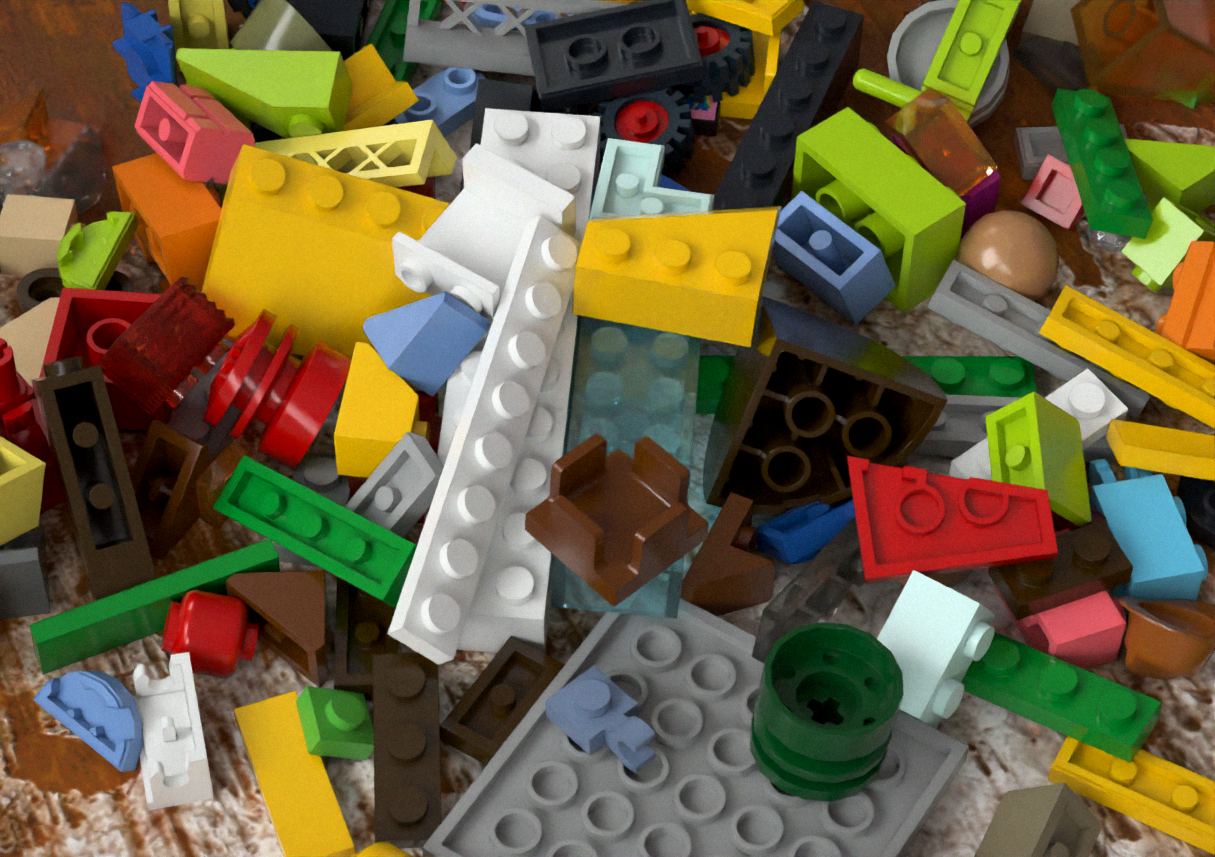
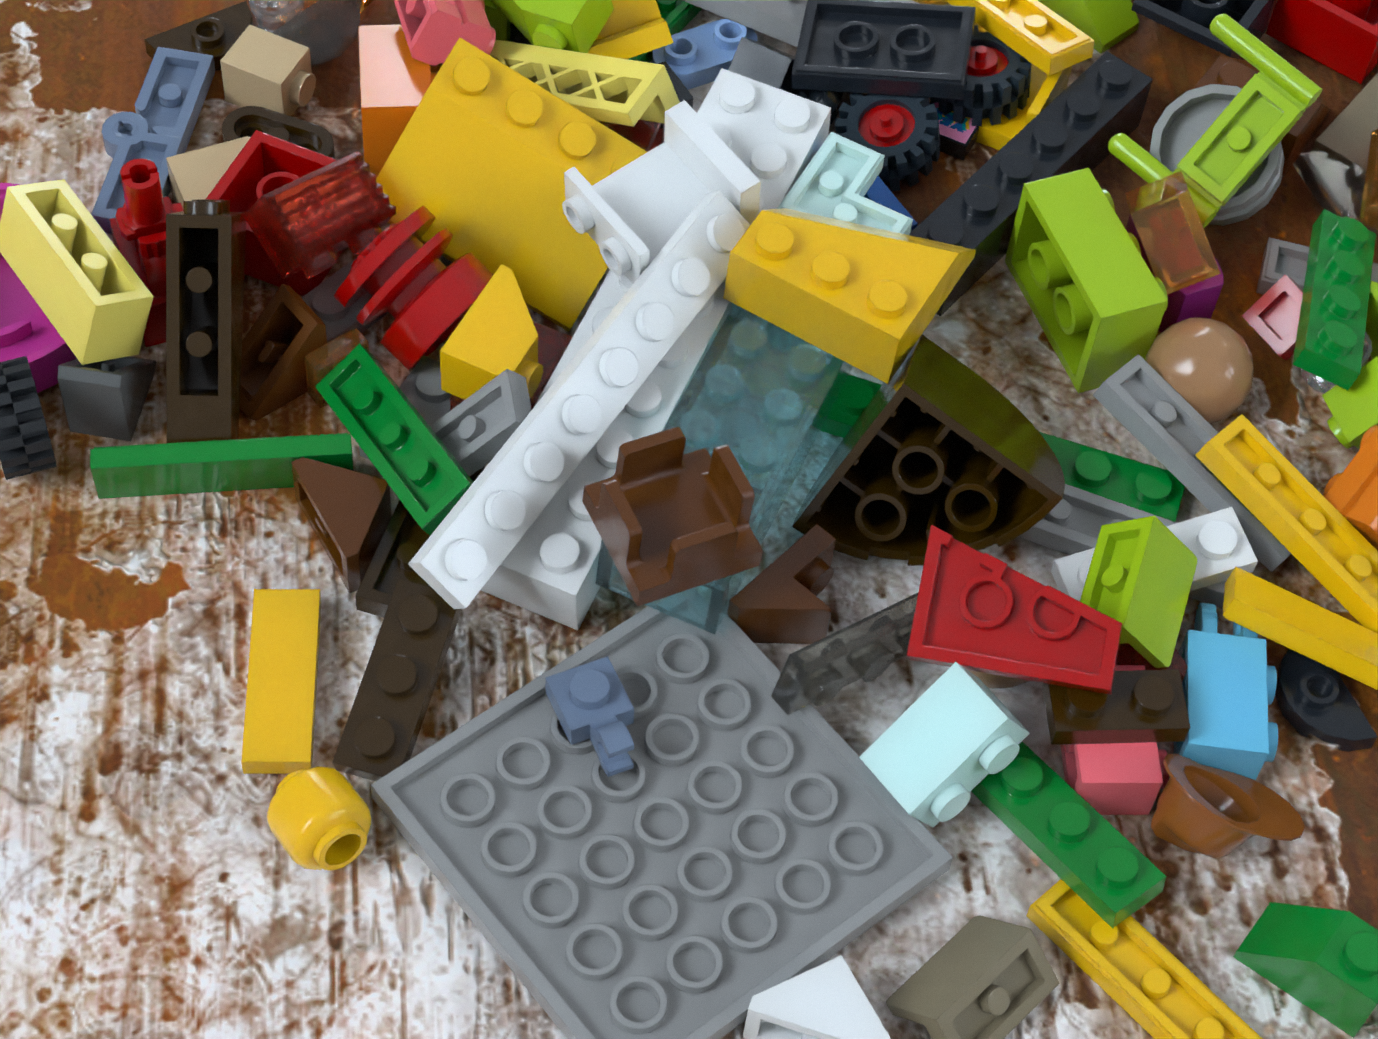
camera: 15 degrees right, 5 degrees up
(93, 252) = (303, 104): lime plate -> none
(98, 713) = (127, 554): medium blue plate -> none
(173, 739) = (187, 597): white hinge -> none
(212, 632) = (260, 508): red head -> none
(336, 723) = (342, 633): bright green plate -> none
(426, 338) = (567, 282): medium blue slope -> none
(499, 700) = (509, 659): dark brown plate -> none
(804, 530) = (875, 584): blue plate -> none
(825, 711) = (809, 777): dark green wheel -> none
(831, 259) = (1018, 316): medium blue brick -> none

